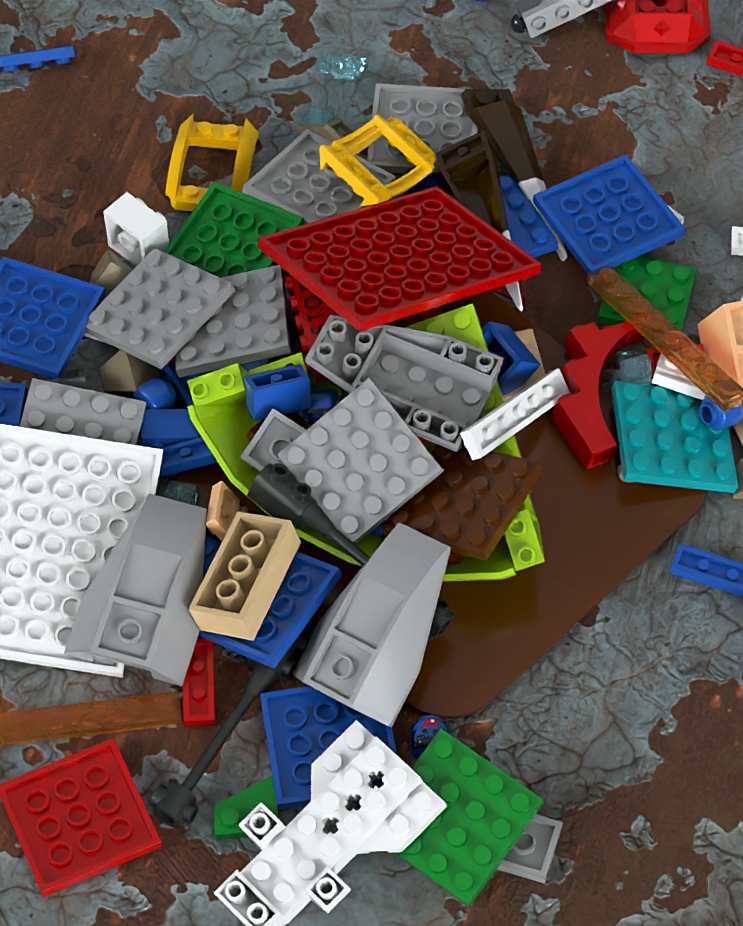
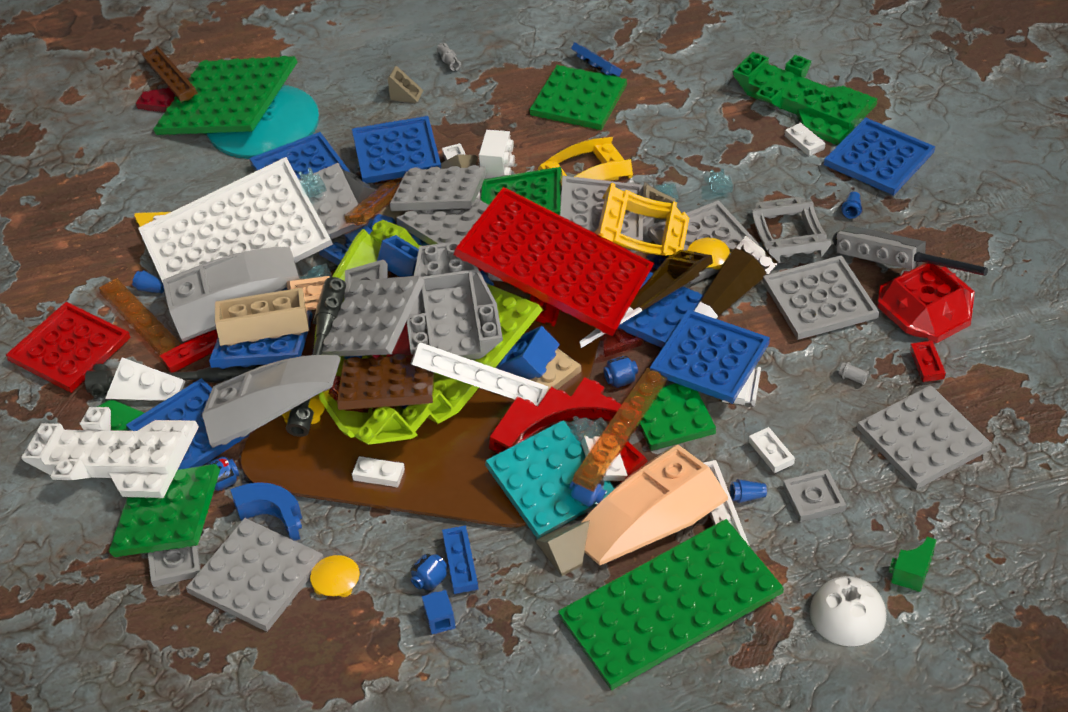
camera: 60 degrees right, 10 degrees down
(33, 682) = (146, 282): none -> blue cone
(54, 419) = (312, 184): none -> clear light blue plate
(78, 267) = (451, 151): none -> white plate
(80, 108) = (578, 97): none -> green plate
(124, 377) = (373, 203): none -> clear orange plate
(222, 757) = (141, 382): none -> white wing
(451, 130) = (714, 247): none -> yellow dish
(506, 43) = (814, 241): none -> light grey wedge
(513, 704) = (268, 499): none -> blue arch
(544, 585) = (378, 471): none -> white plate
(561, 302) = (620, 371): none -> blue head
(583, 87) = (820, 297): none -> light grey plate
(600, 771) = (255, 574): none -> light grey plate
(657, 697) = (335, 576): none -> yellow dish
(701, 125) = (853, 373): none -> light grey pin
(718, 607) = (428, 572): none -> blue head

